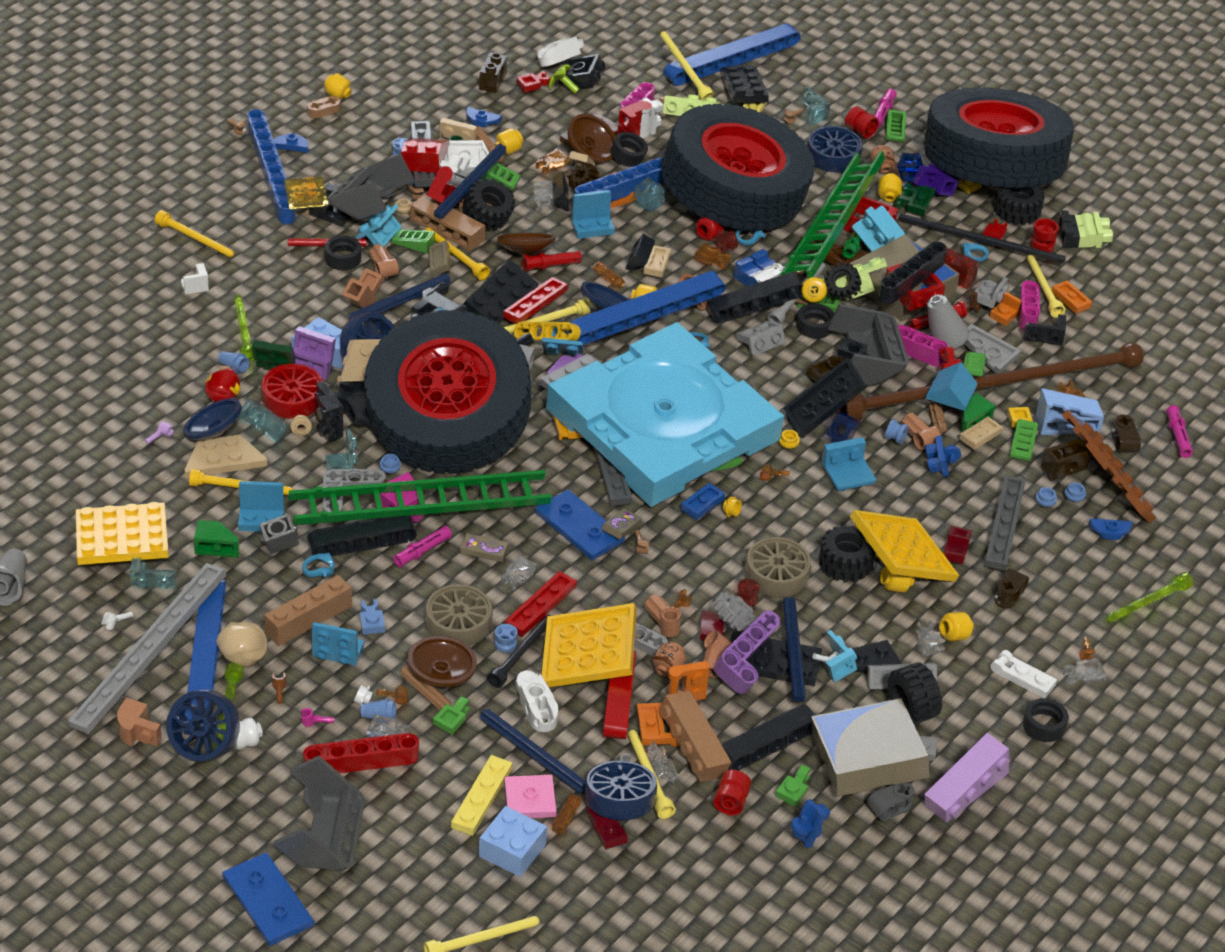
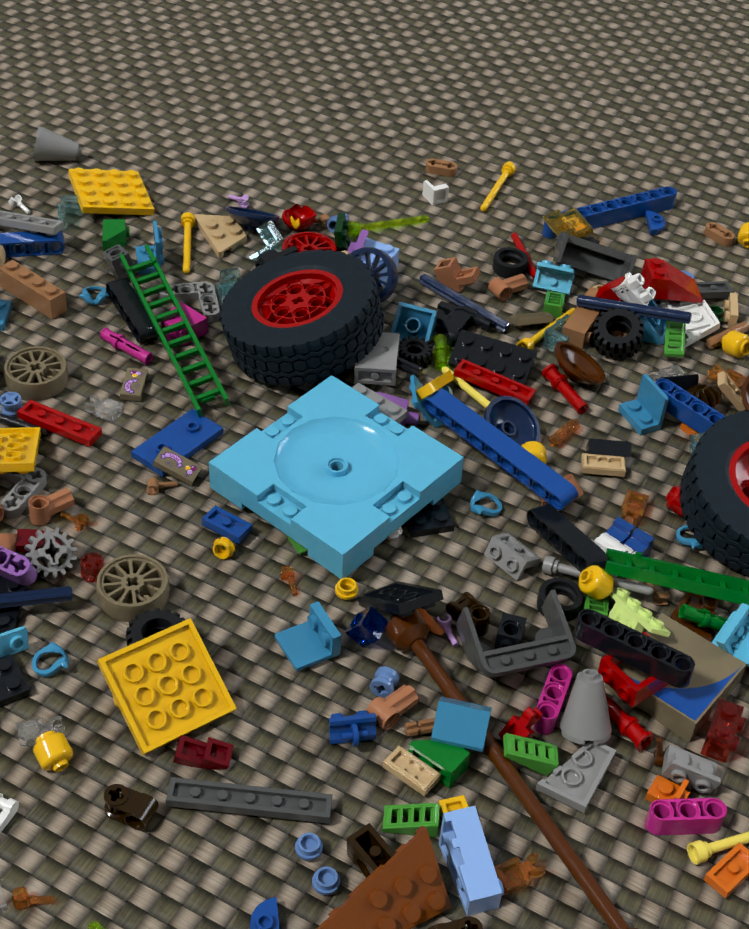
camera: 80 degrees right, 0 degrees up
(139, 268) = (441, 167): none -> medium nougat beam
(371, 618) = (33, 329): medium blue plate -> none
(476, 251) = (554, 333): none -> clear light blue bracket
(726, 241) = (662, 514): clear red wheel -> none
(850, 289) = (614, 599): black tyre -> none
(859, 618) = (58, 665): none -> dark azure piece
(1045, 333) = (643, 854): black bracket -> none

